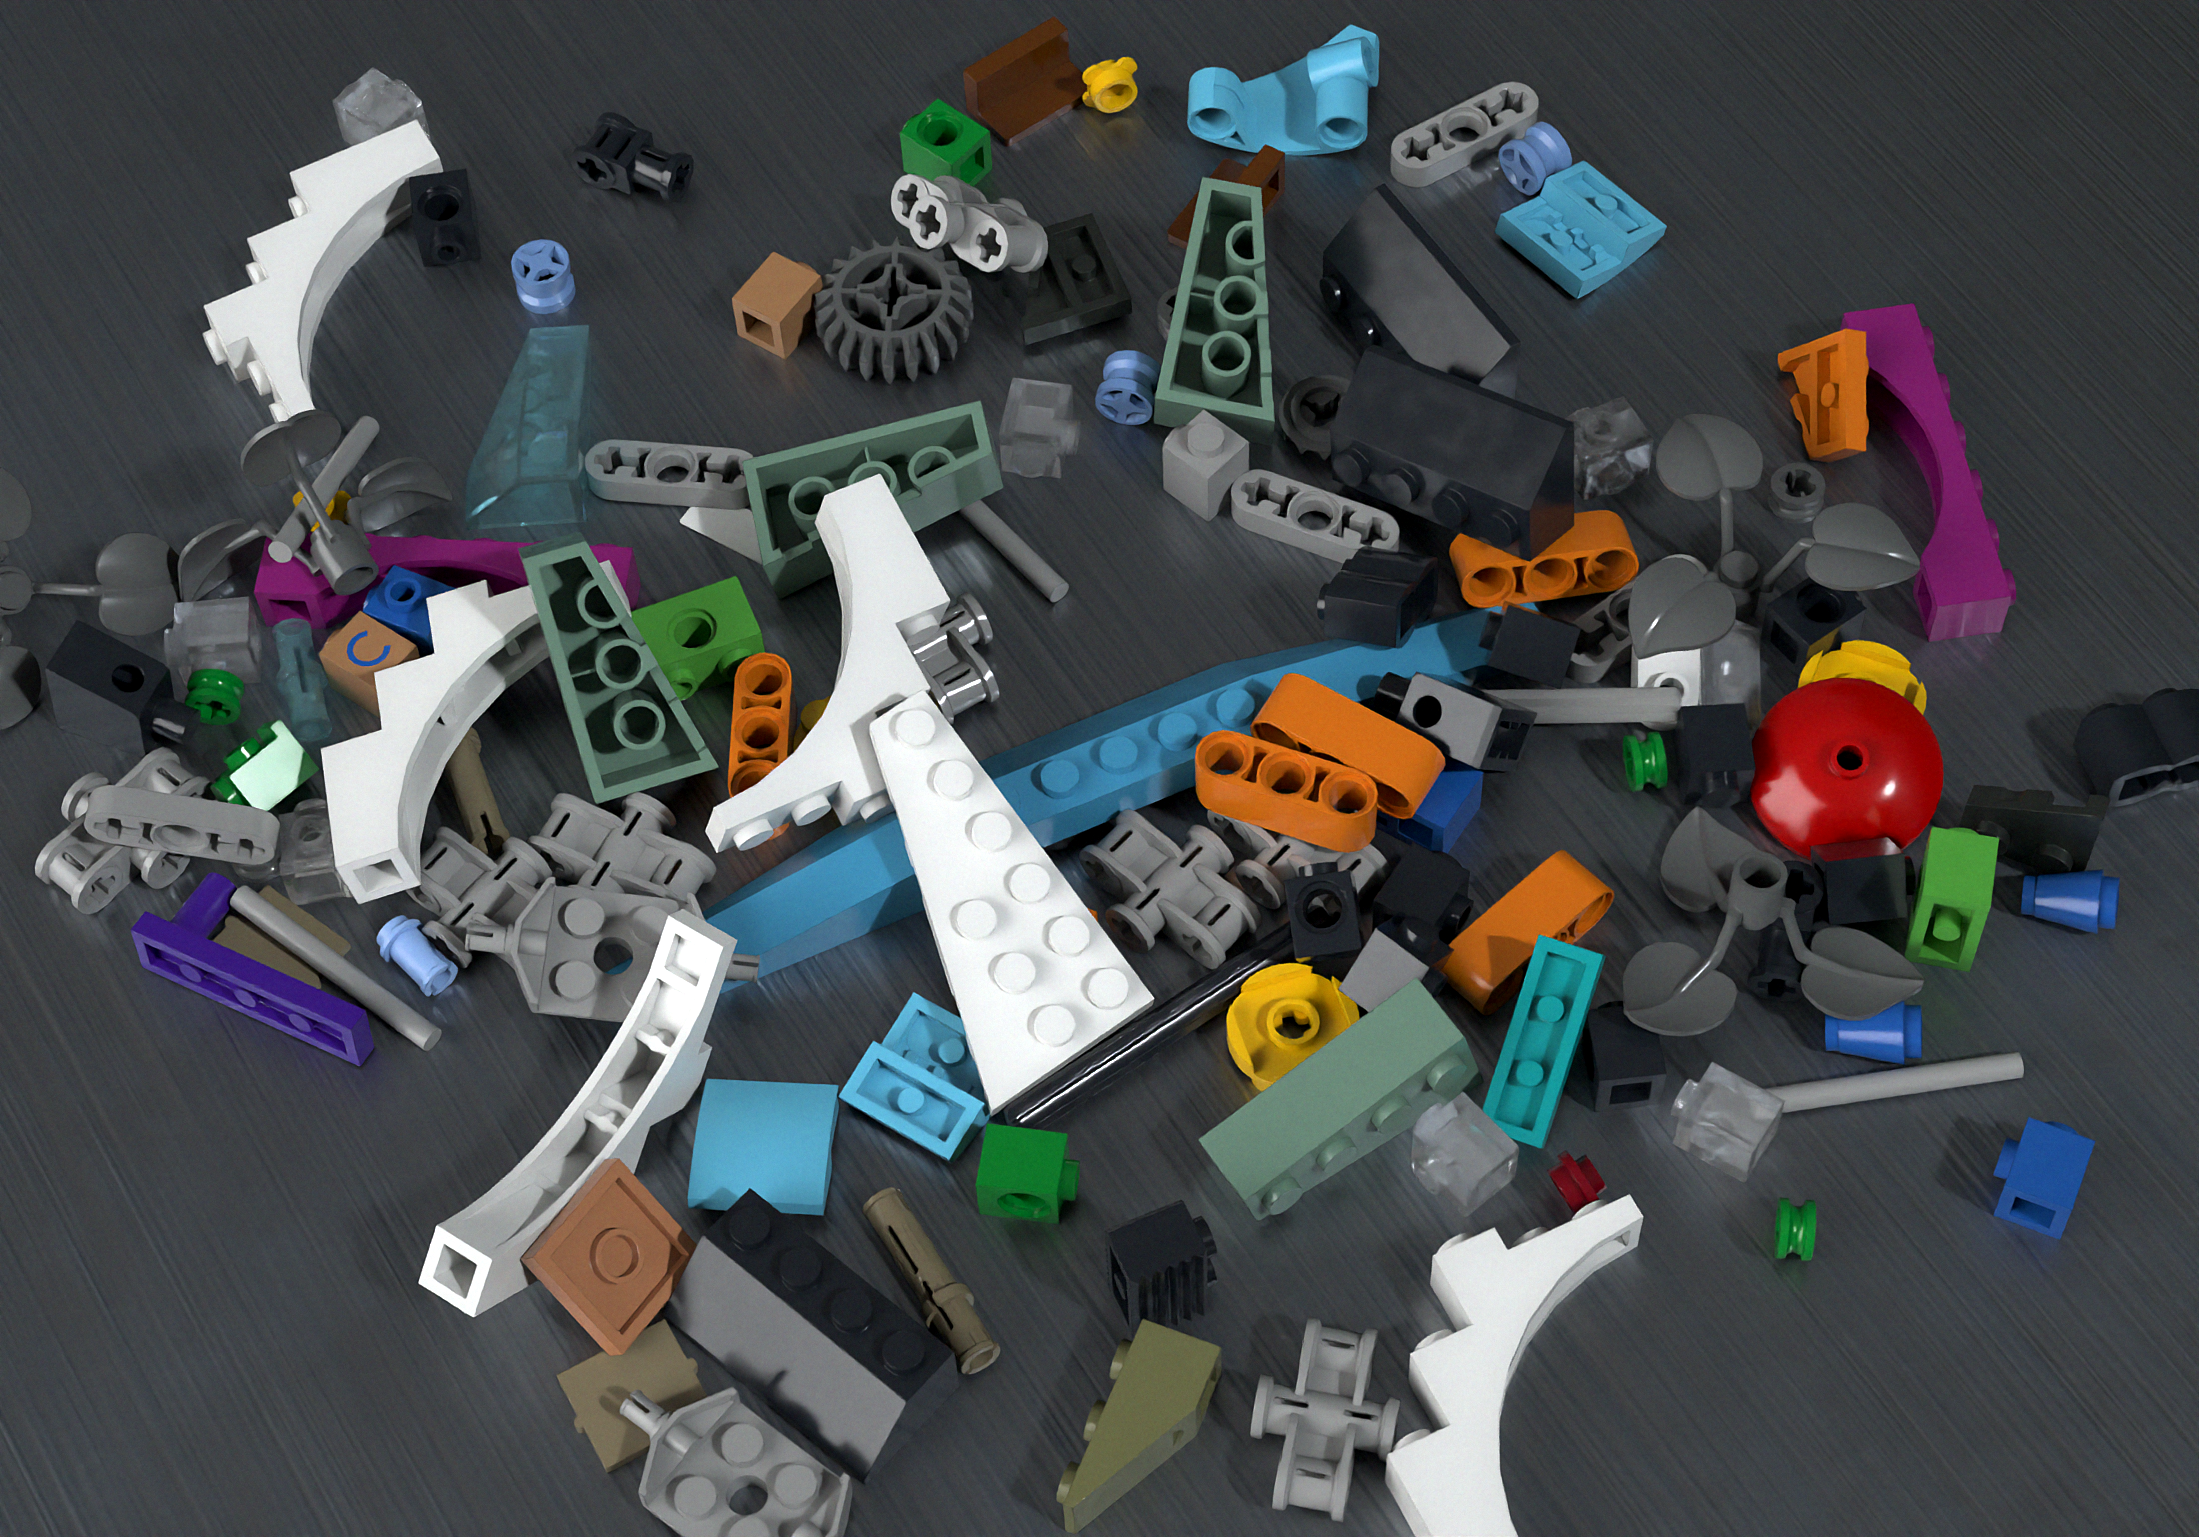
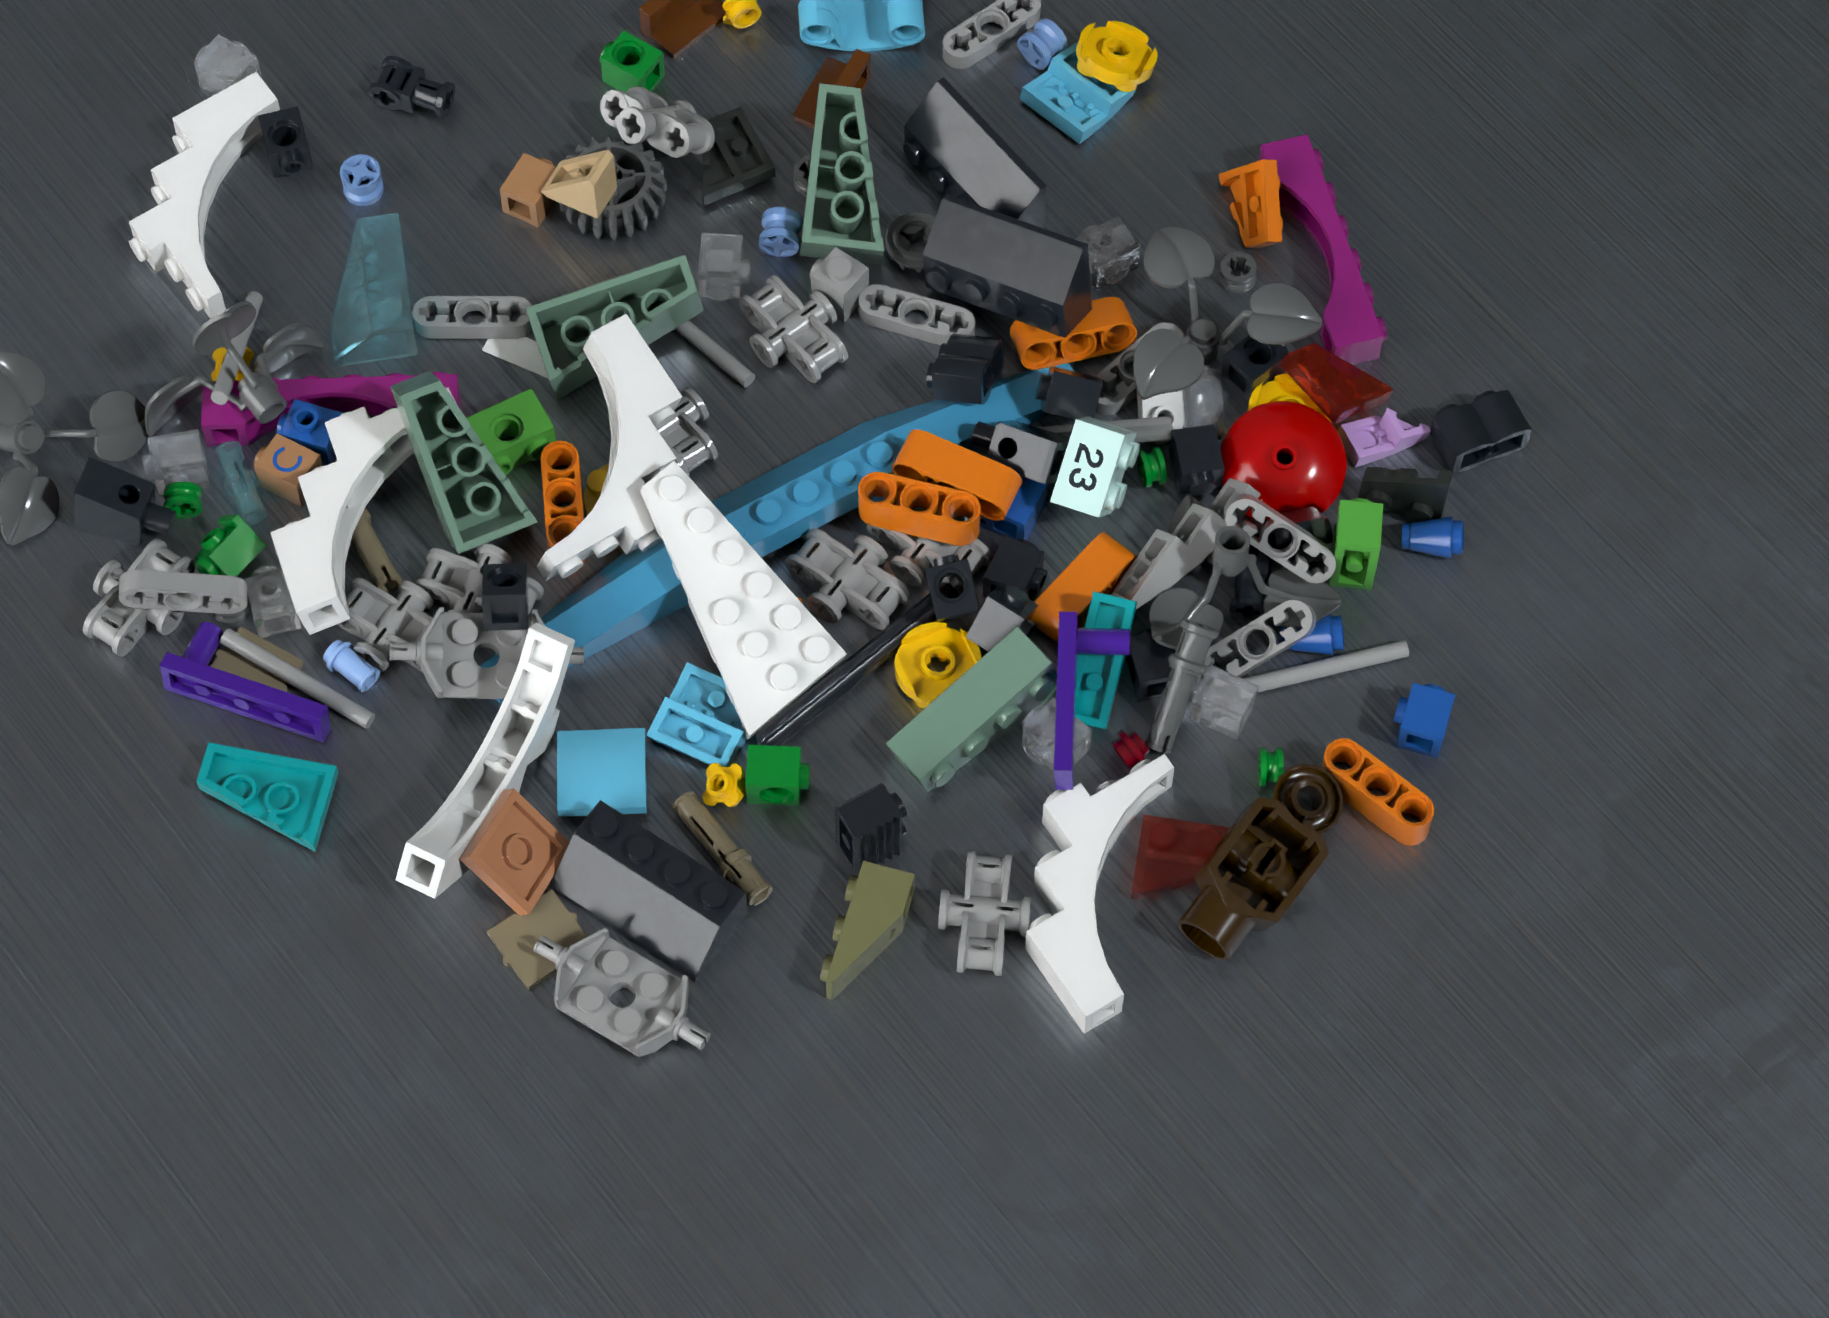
camera: 10 degrees left, 5 degrees up
(269, 1129) = (271, 788): none -> teal wing
(648, 869) = (505, 597): none -> black brick
(852, 295) = (584, 182): none -> tan slope
(946, 1182) = (733, 788): none -> yellow plate
(1131, 523) = (793, 329): none -> light grey axle
(1498, 1010) = (1071, 643): none -> dark purple piece
(1558, 751) = (1095, 467): none -> light aqua brick
(1639, 1352) = (1171, 852): none -> clear red wing
(1640, 179) = (1124, 71): none -> yellow plate
(1666, 893) = (1173, 555): none -> light grey slope
(1674, 1060) = (1186, 666): none -> dark grey pin
(1771, 1379) = (1262, 862): none -> dark brown brick
(1825, 998) = (1279, 616): none -> light grey beam
(1883, 896) = (1312, 546): none -> light grey beam
(1932, 660) = (1334, 383): none -> clear red wing
(1971, 1314) = (1384, 810): none -> orange beam
(1996, 746) = (1379, 437): none -> lavender slope

